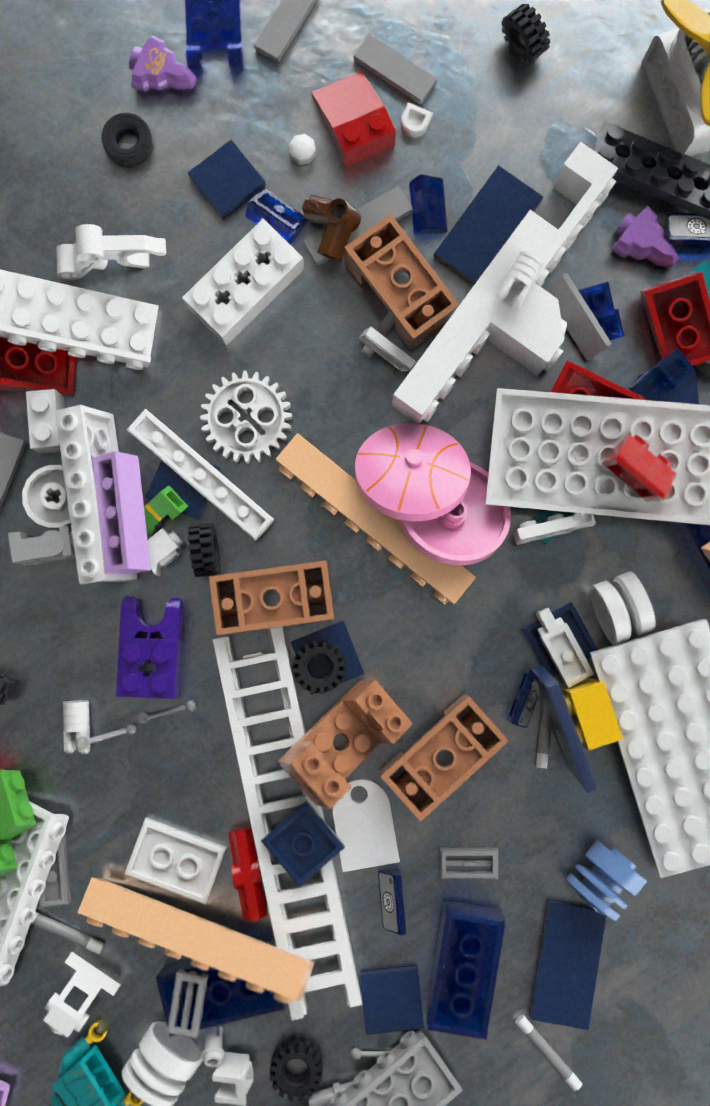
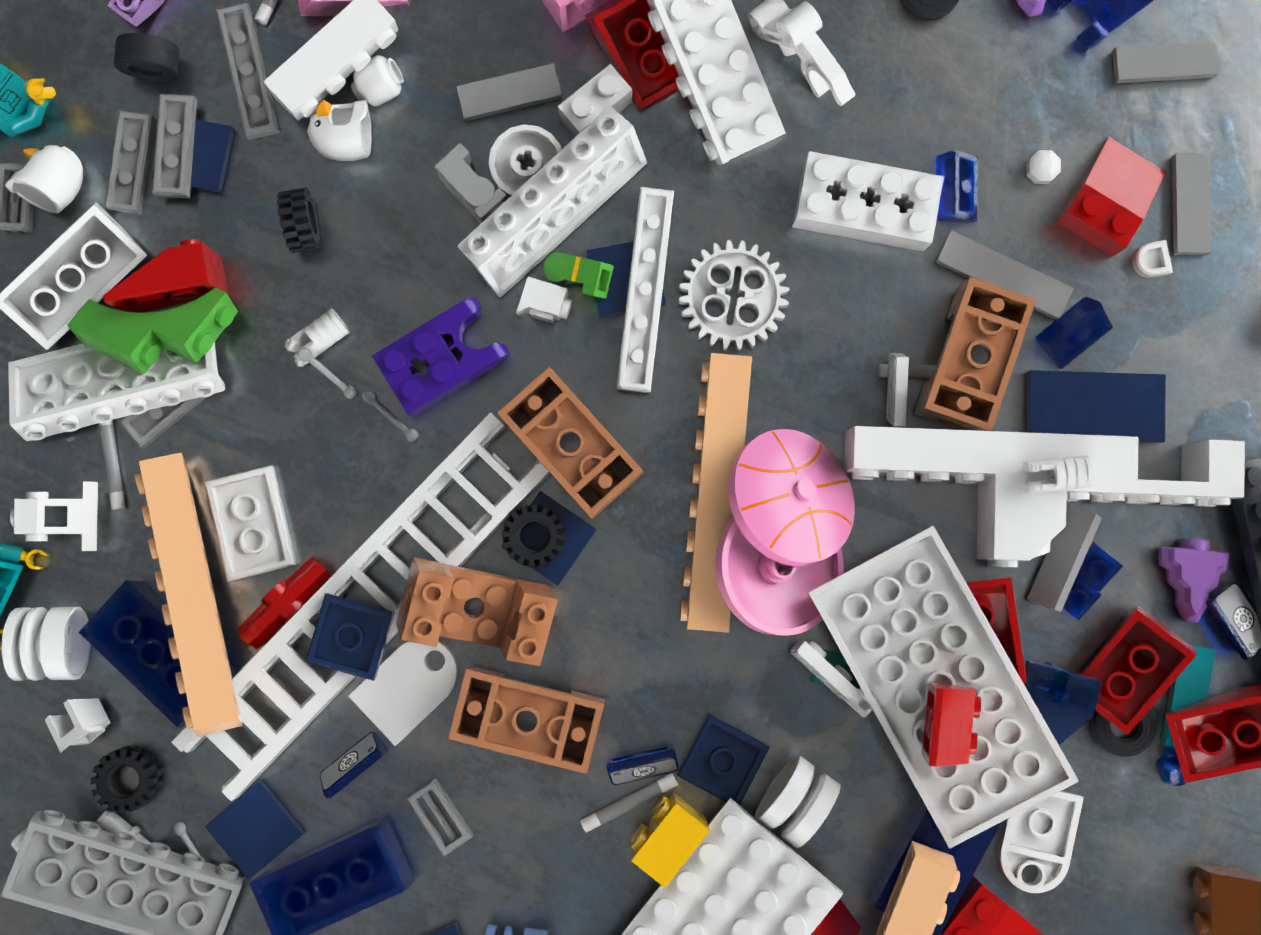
camera: 55 degrees right, 0 degrees up
(121, 514) = (553, 239): lavender brick -> none
(192, 978) = (147, 616): light grey tile -> none
(204, 550) = (572, 343): black tyre -> none
(213, 1052) = (89, 686): white pin -> none
(226, 178) = (960, 113): dark blue tile -> none
(338, 227) = (995, 255): reddish brown piece -> none
(563, 649) = (715, 769): white hinge -> none
(564, 728) = (636, 822): dark blue tile -> none

